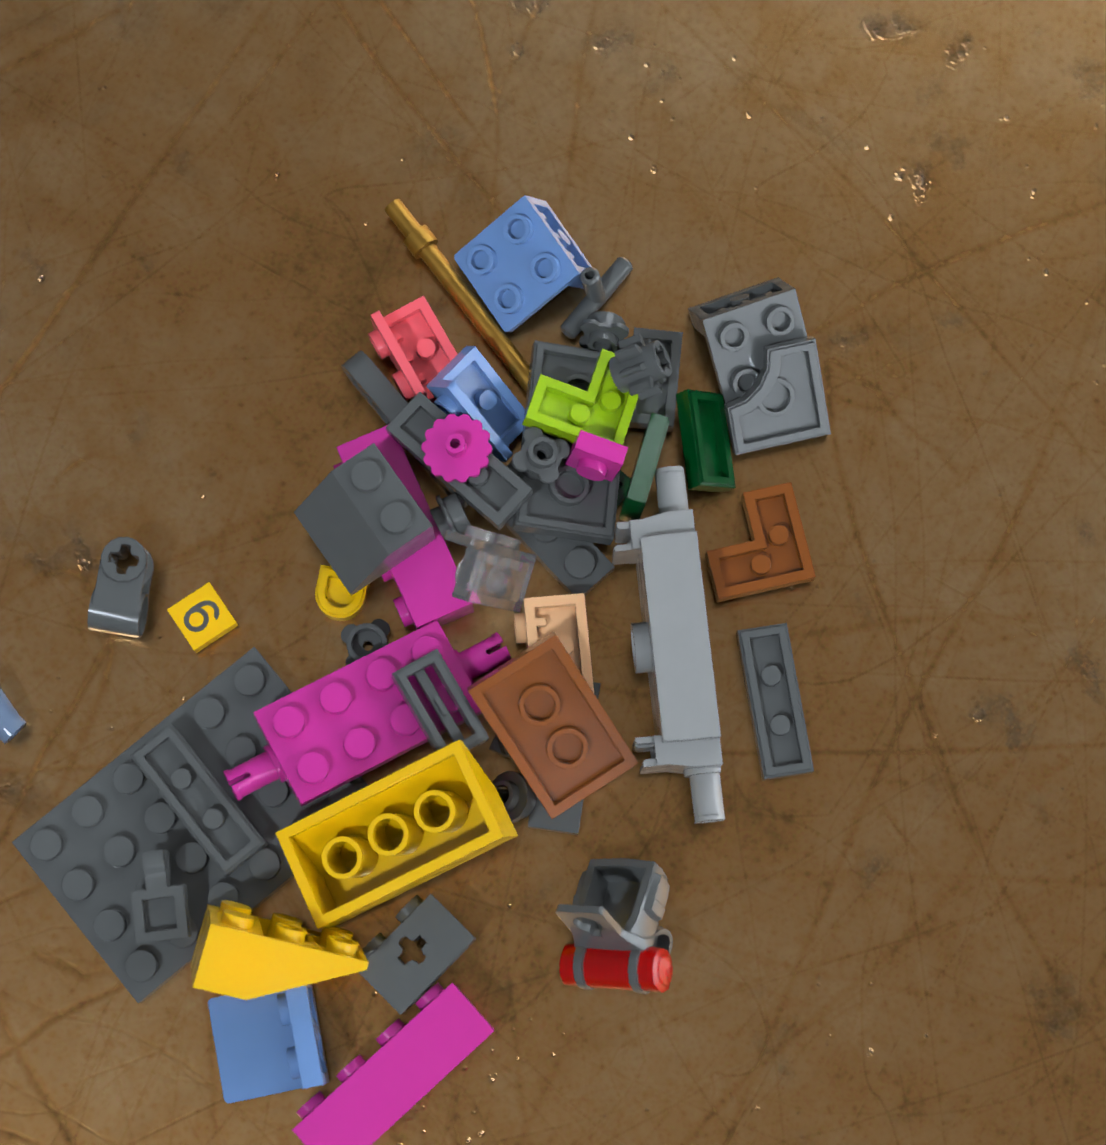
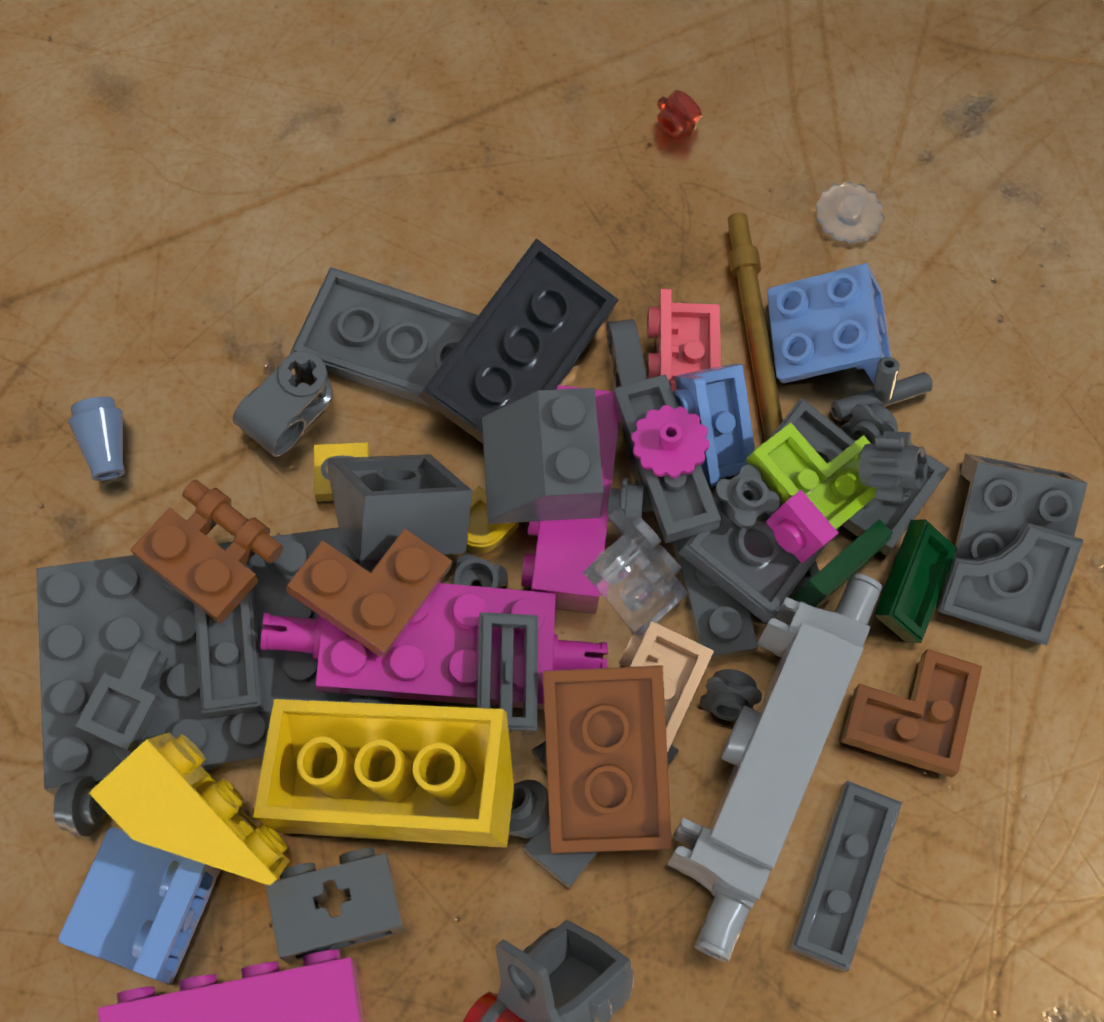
camera: 30 degrees right, 10 degrees down
(144, 765) = (197, 565): none -> dark orange plate
(175, 998) = (76, 809): none -> dark grey plate
(186, 478) = (380, 334): none -> dark grey tile
(270, 621) = (393, 493): none -> dark grey slope
(280, 423) = (520, 339): none -> black tile
(287, 135) = (678, 114): none -> clear red plate
(305, 719) = (375, 604): none -> dark orange plate
(481, 143) = (849, 212): none -> clear piece
(615, 617) = (729, 693): none -> dark grey plate

